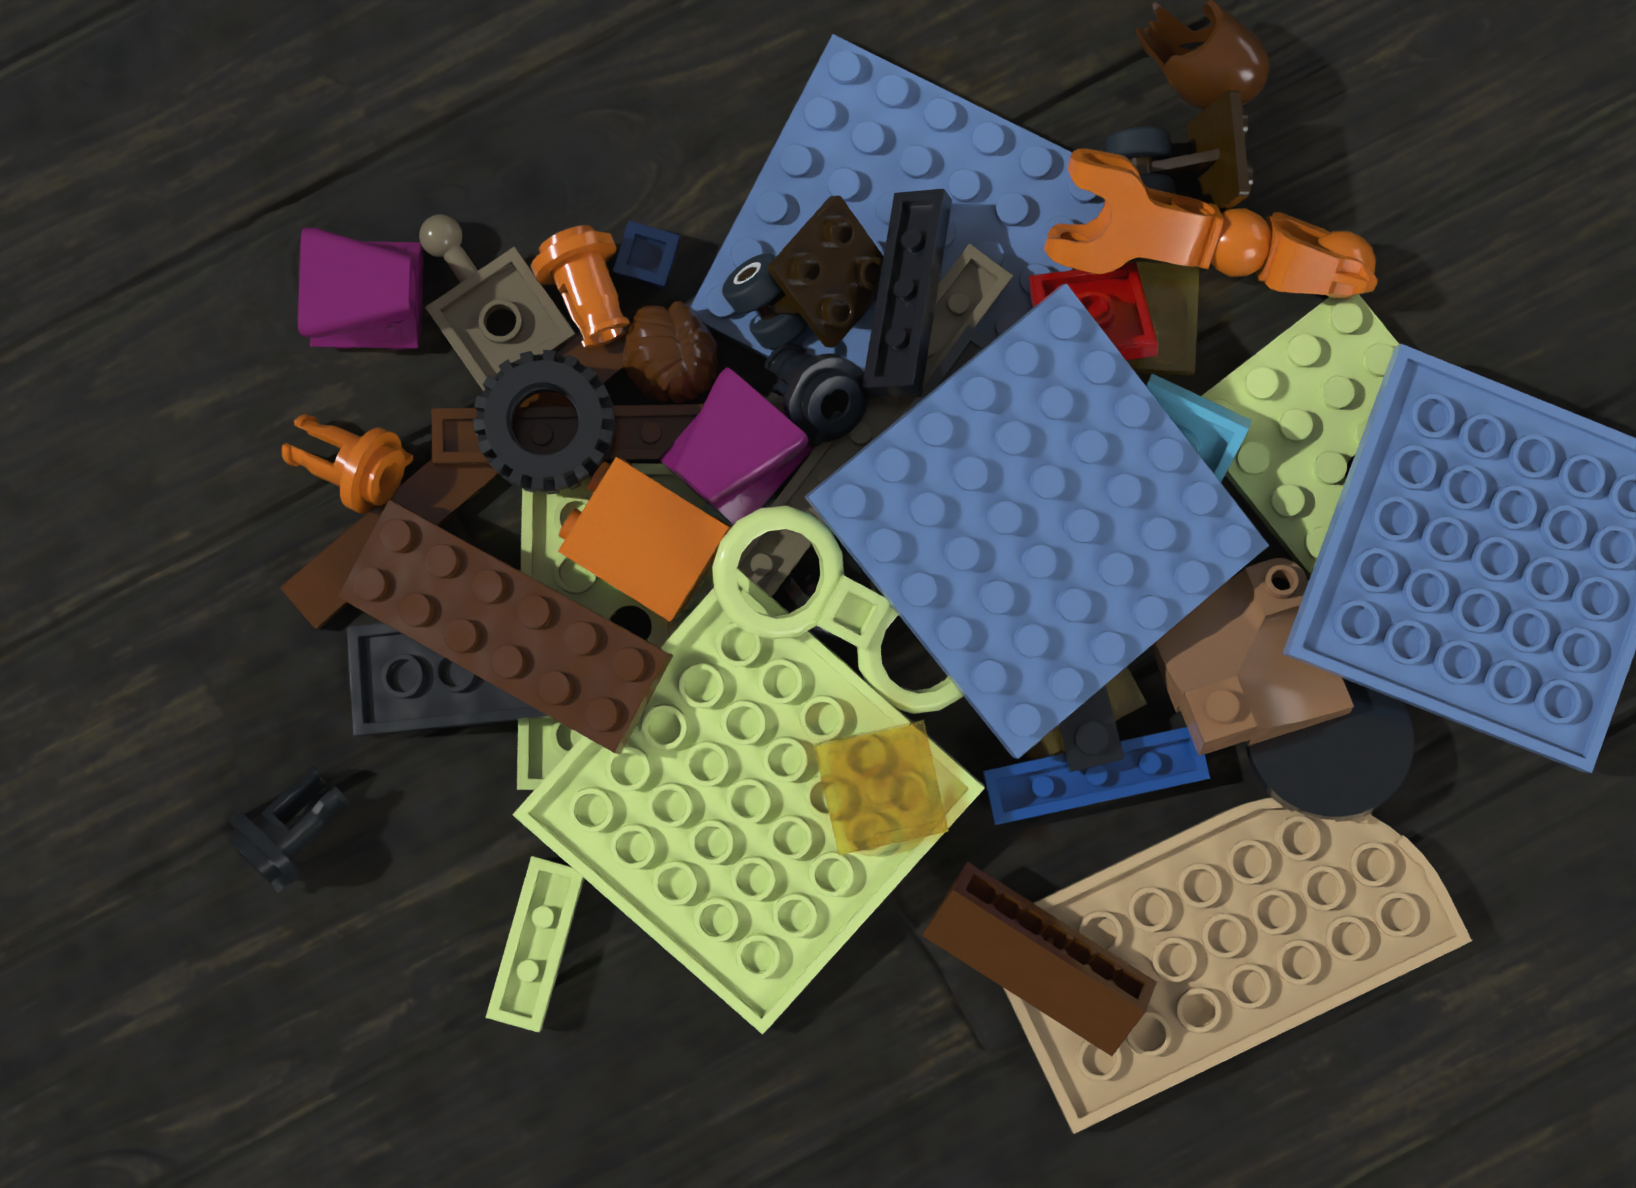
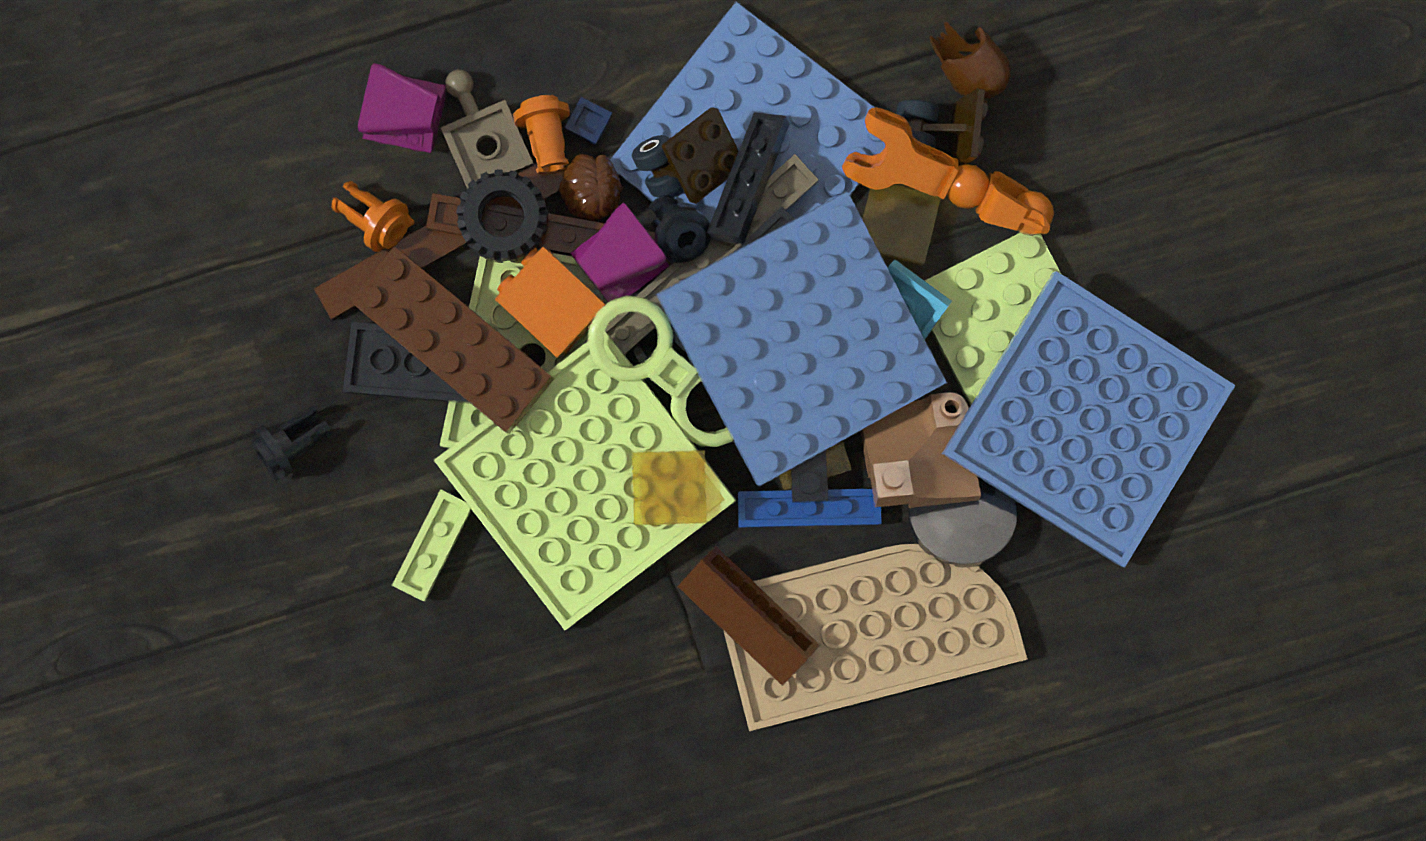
camera: 10 degrees right, 0 degrees up
(1114, 302) = (877, 209): red tile -> none

